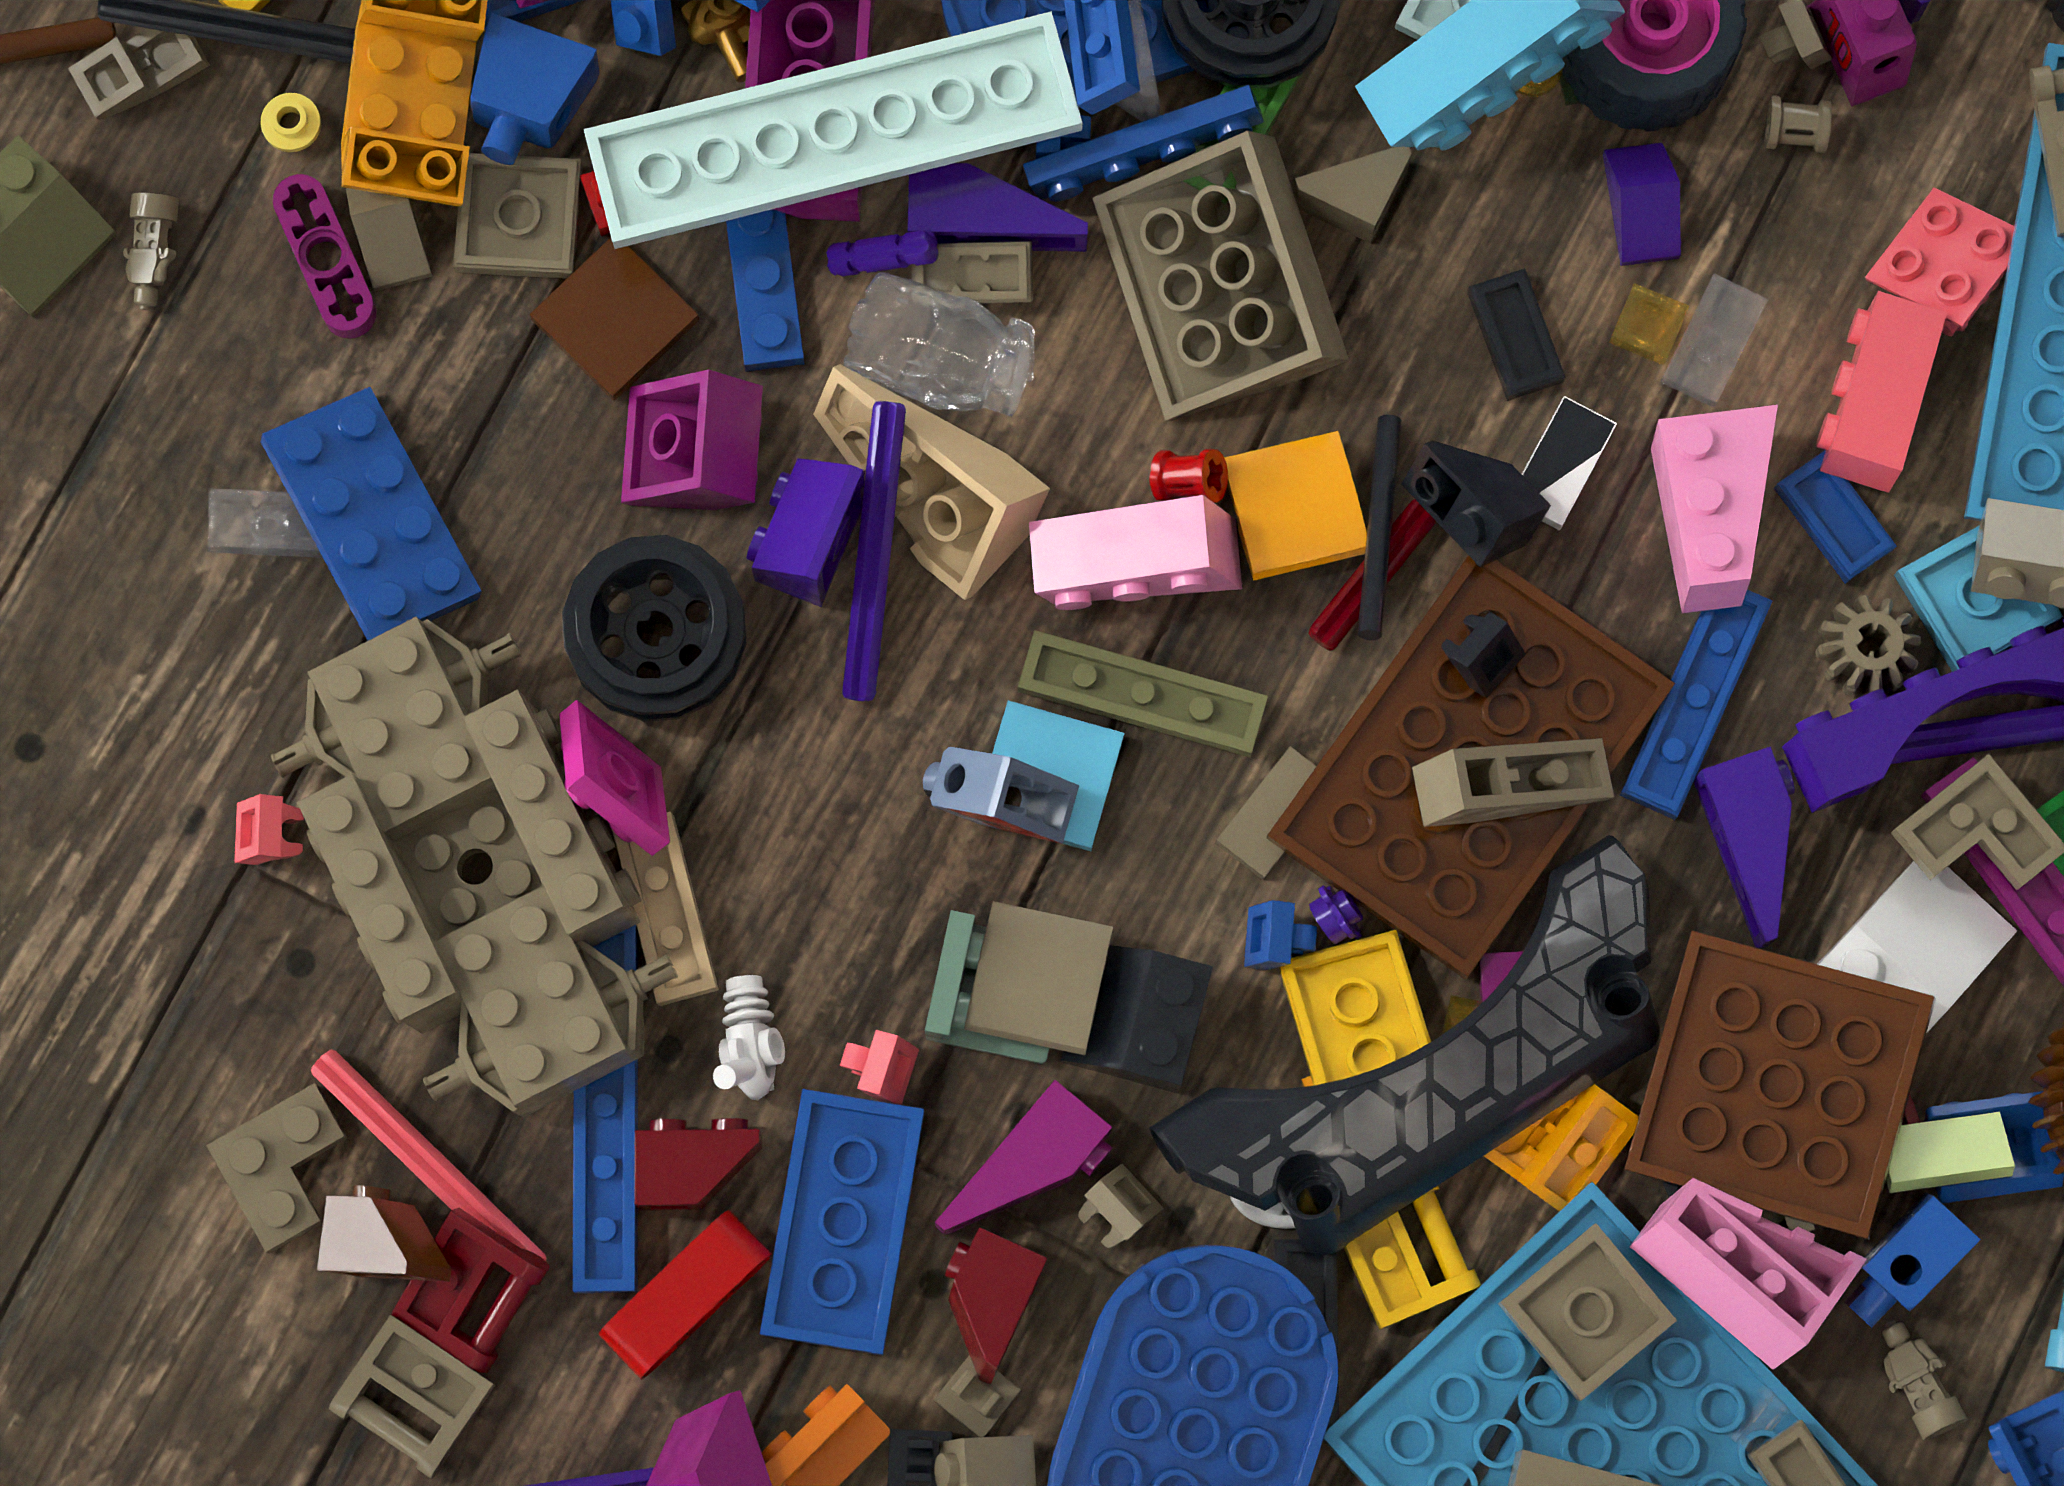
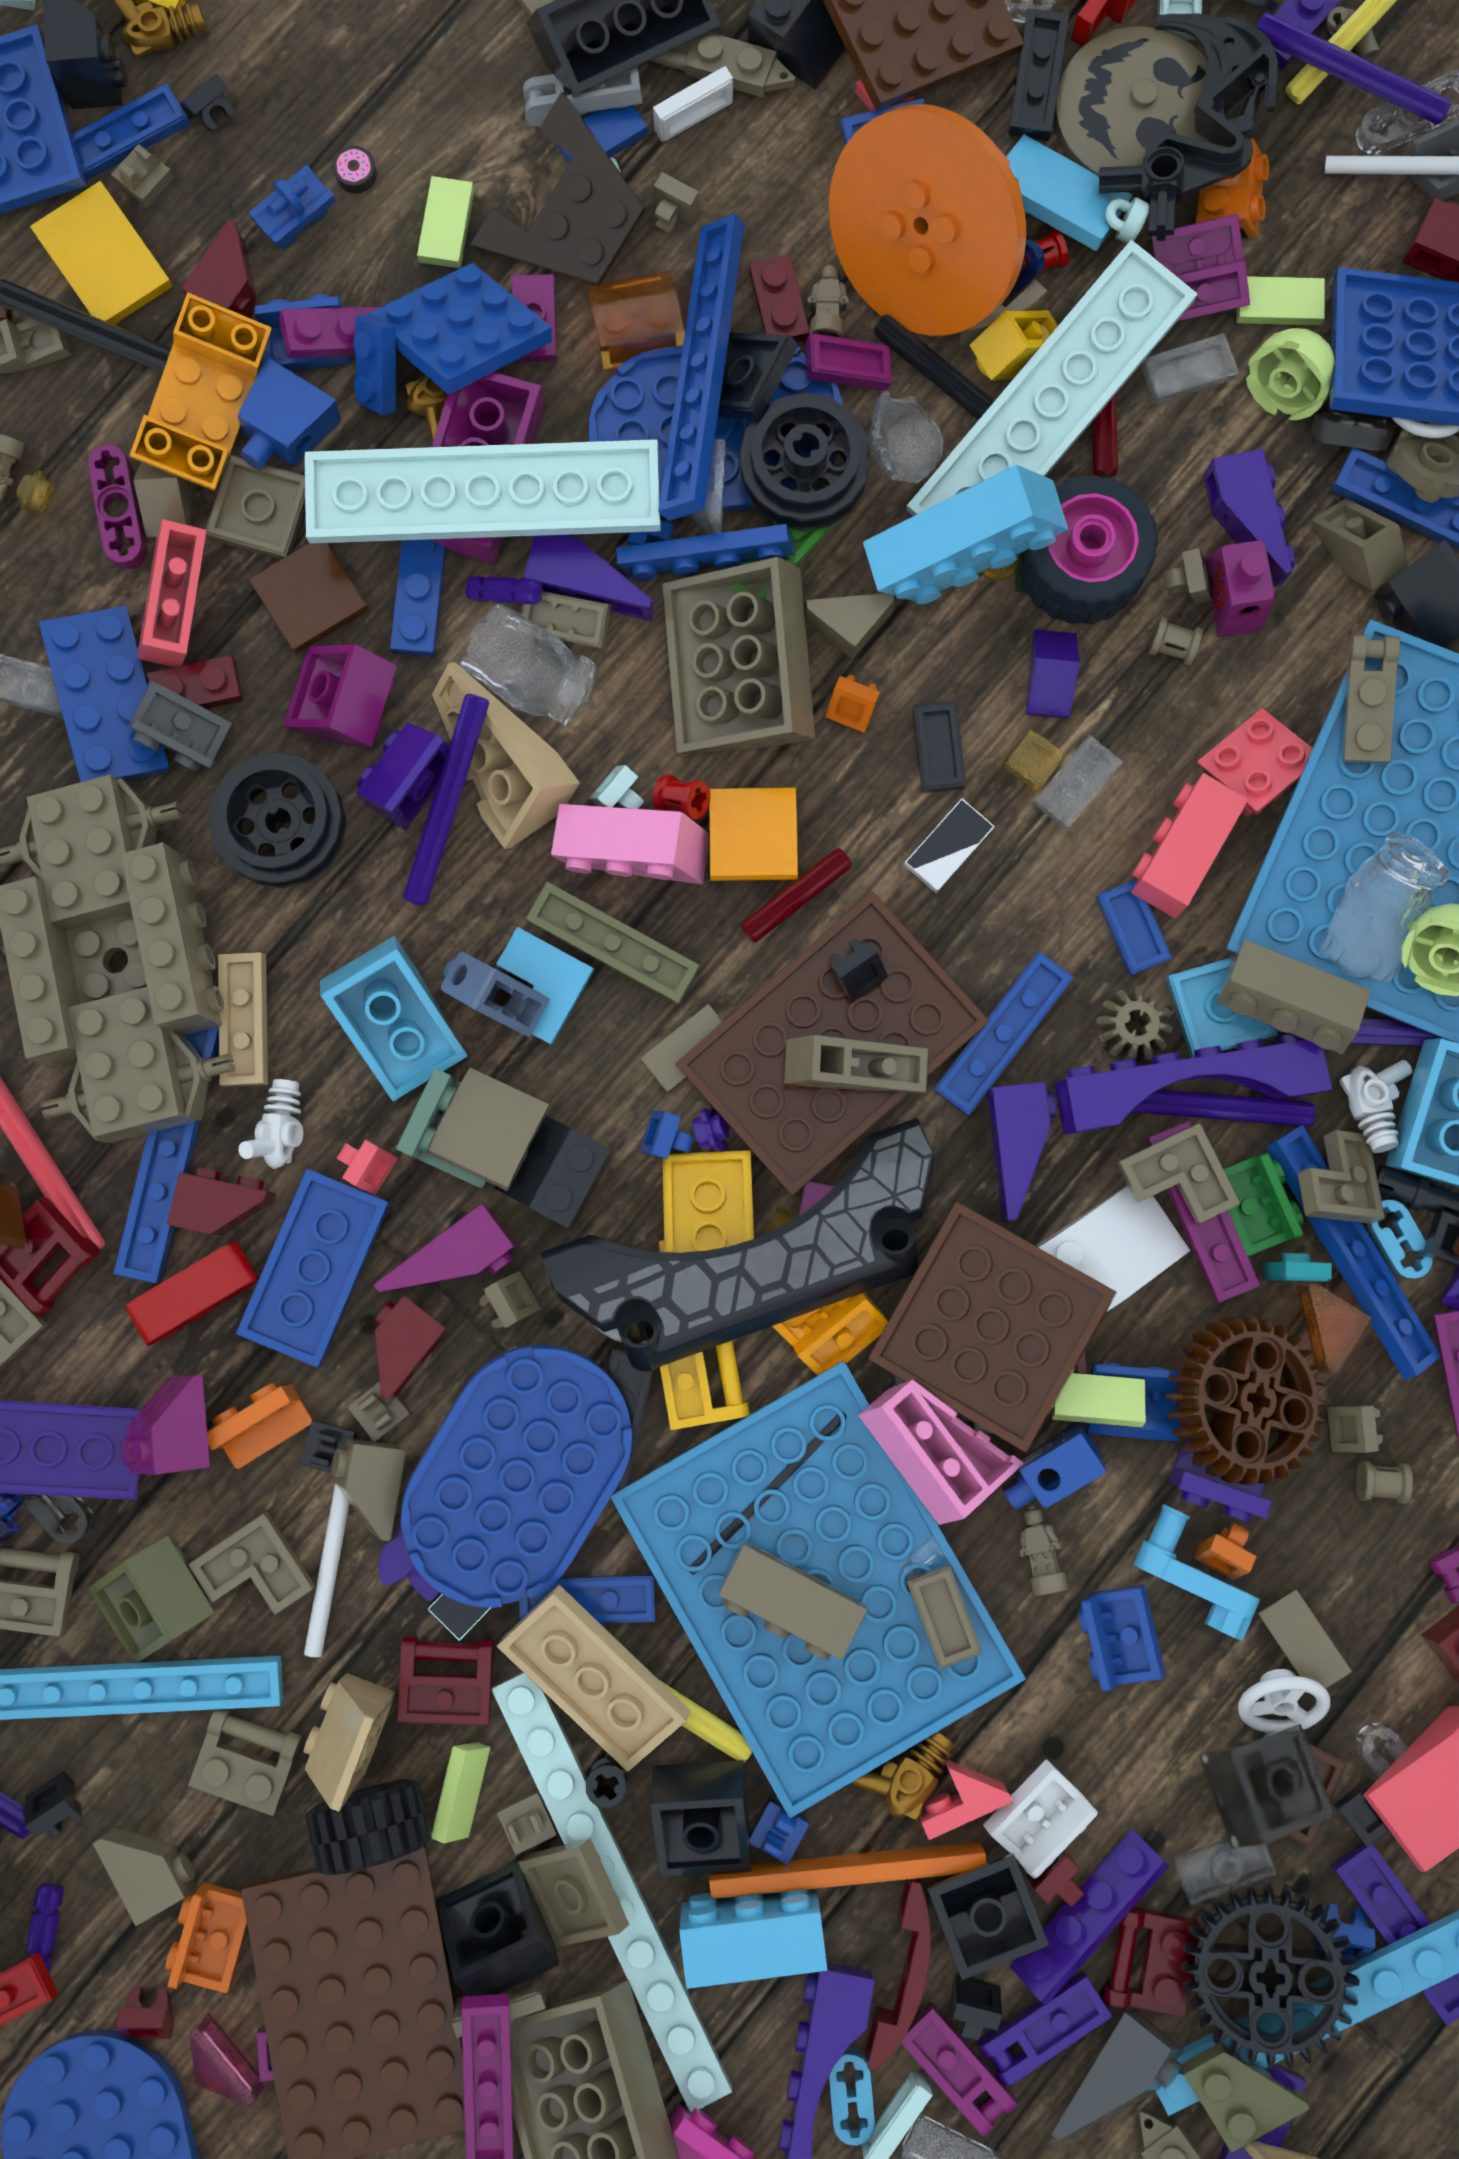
camera: 15 degrees right, 5 degrees up
(209, 261) = (34, 492): none -> clear yellow plate
(295, 138) = (118, 418): light yellow plate -> none
(434, 357) = (171, 594): none -> coral brick
(486, 532) = (179, 726): none -> dark grey bracket
(488, 475) = (204, 682): none -> dark red plate
(613, 779) = (220, 920): dark pink plate -> none
(869, 860) = (392, 1018): none -> medium azure slope
(1098, 487) = (616, 790): none -> light aqua tile
(1379, 527) = (807, 863): black bar -> none
(1387, 302) = (852, 703): none -> orange tile
(1476, 500) = (880, 859): black slope -> none
(1587, 1312) = (816, 1455): dark tan plate -> none
(1712, 499) = (1047, 895): bright pink wedge -> none

